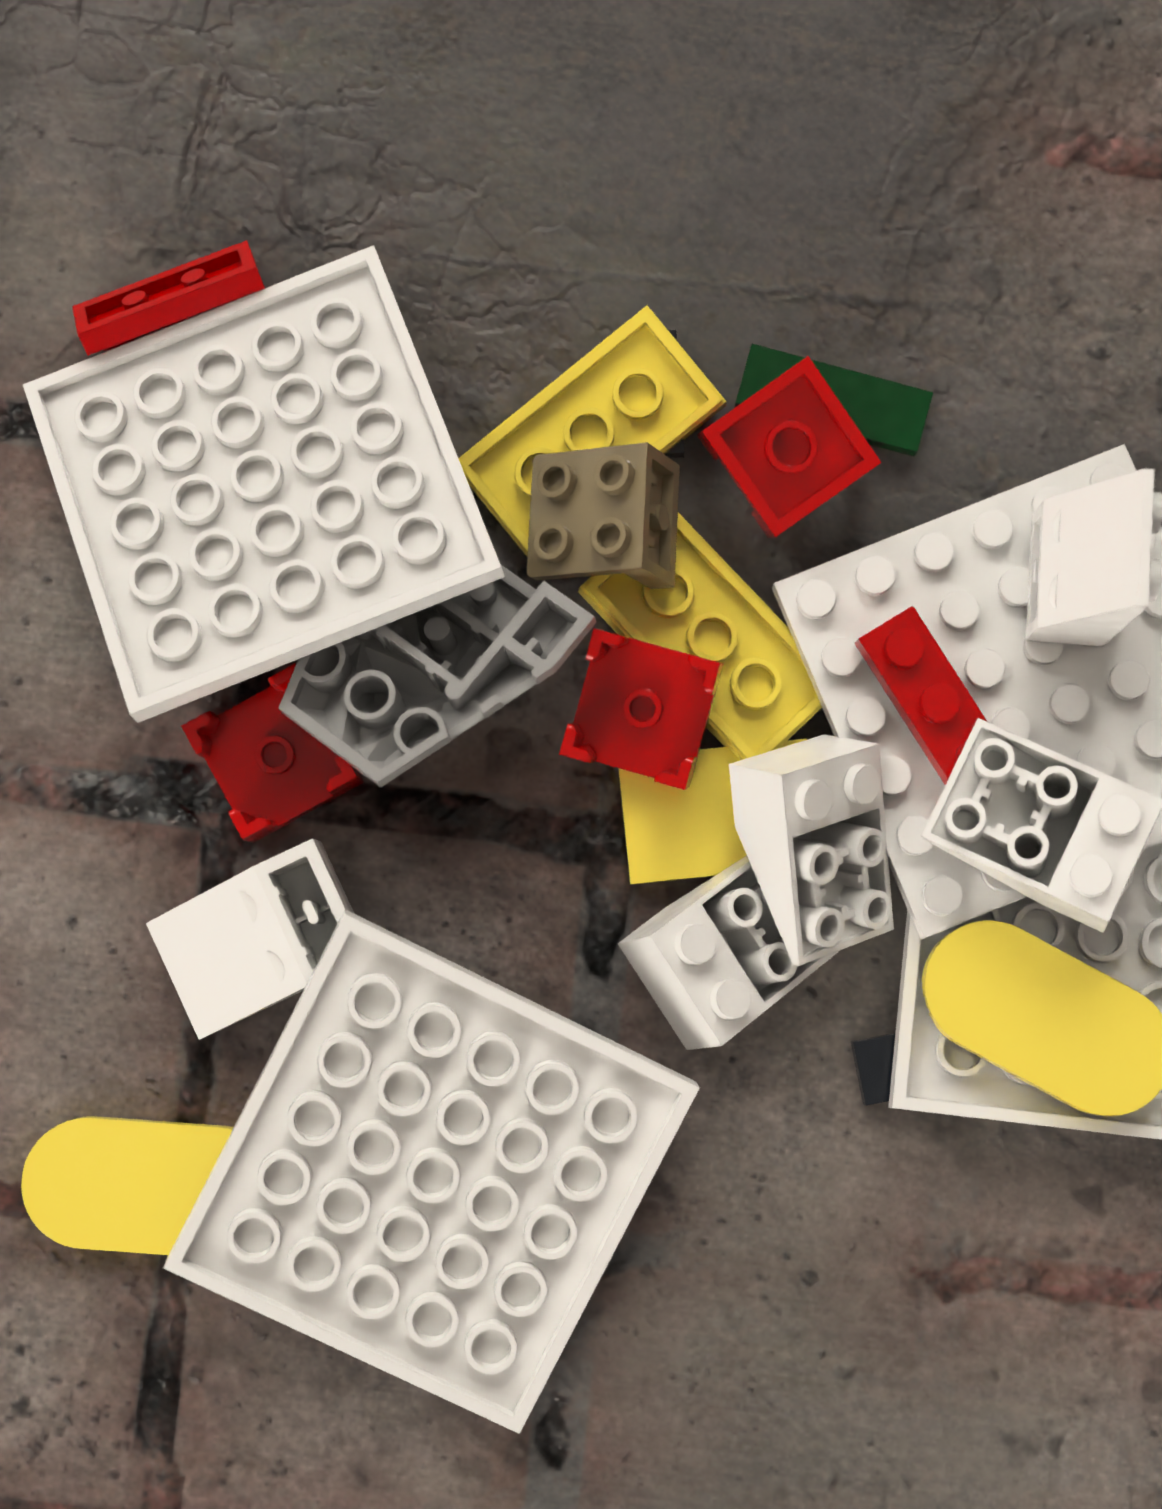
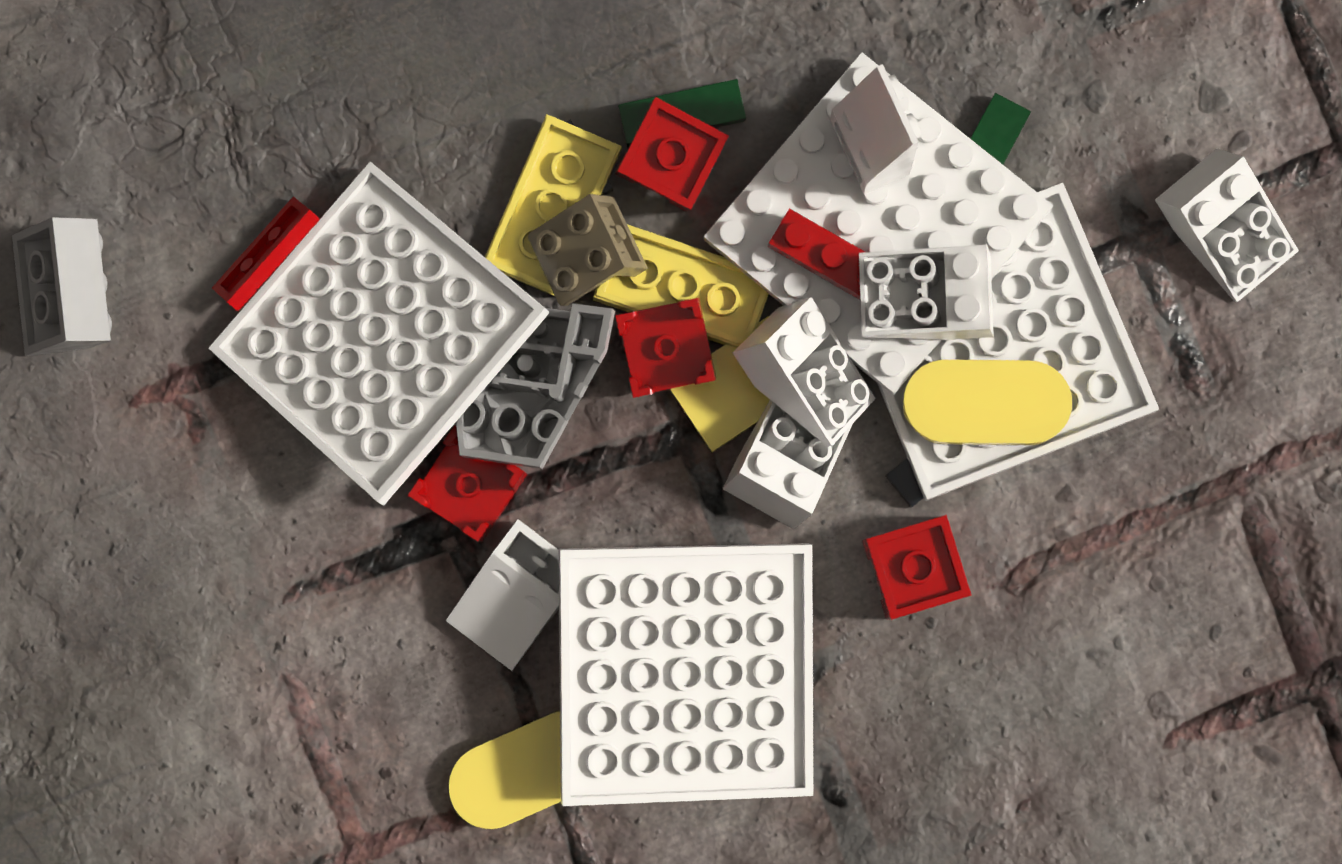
camera: 25 degrees left, 0 degrees up
(829, 1195) = (917, 567): none -> red panel

